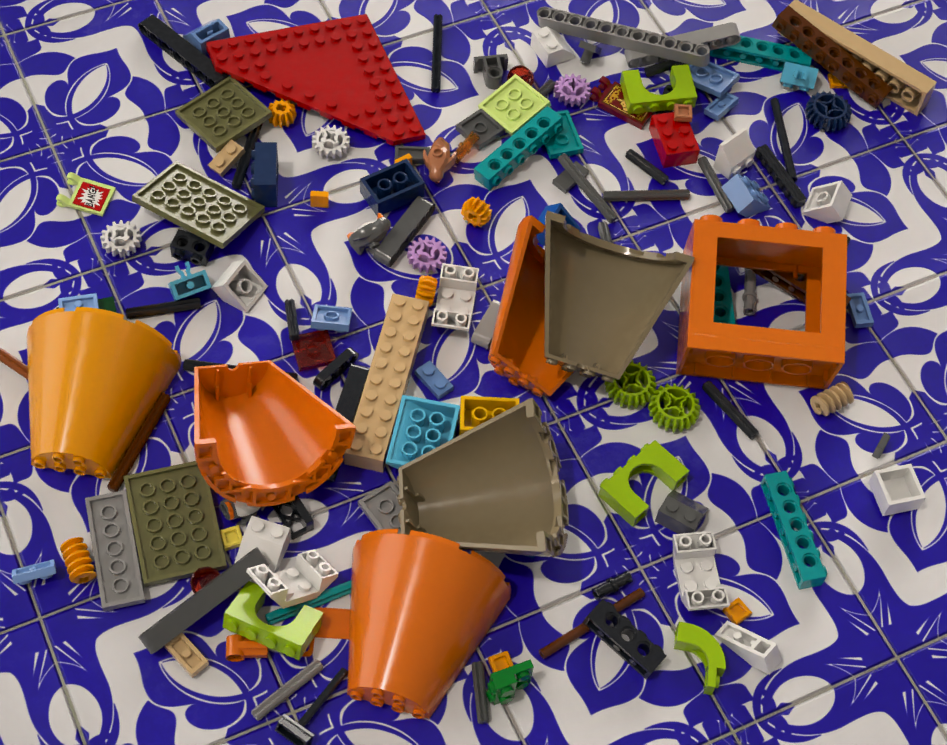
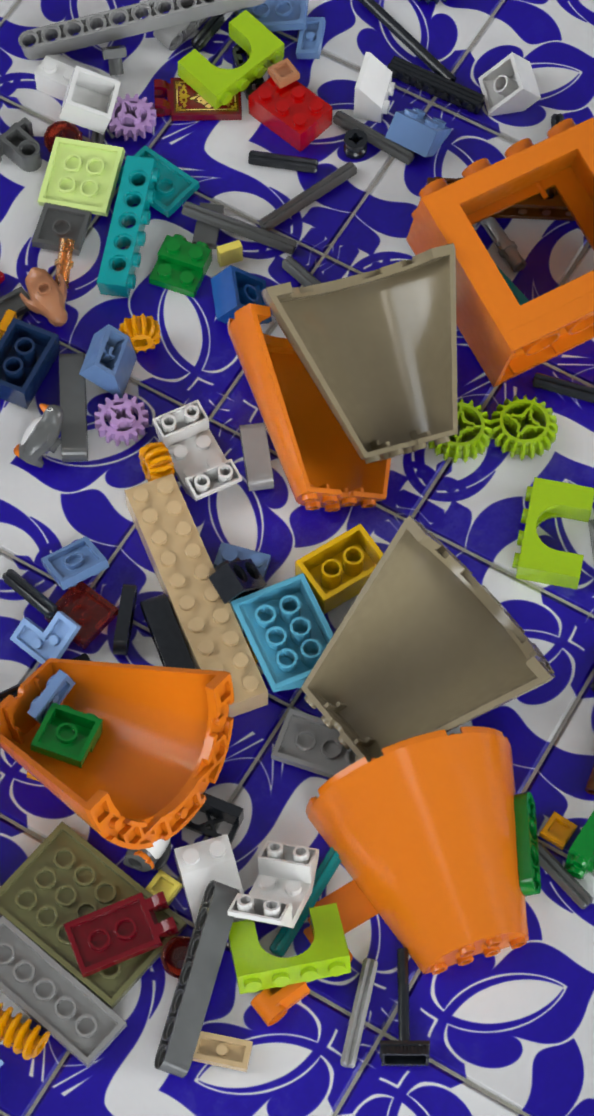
camera: 30 degrees left, 5 degrees up
(182, 543) = (118, 932): none -> dark red tile
(243, 409) = (67, 734): none -> green plate
(251, 382) = (56, 690): none -> medium blue plate
(280, 352) = (49, 642): none -> light blue plate
(417, 384) = (236, 579): none -> black brick
(445, 217) = (109, 360): none -> medium blue slope
(459, 672) = (527, 844): none -> green beam
(535, 189) = (181, 265): none -> green plate
(550, 63) = (89, 100): none -> white piece
(570, 199) = (229, 253): none -> light yellow tile
(700, 186) = (351, 148): none -> black wheel

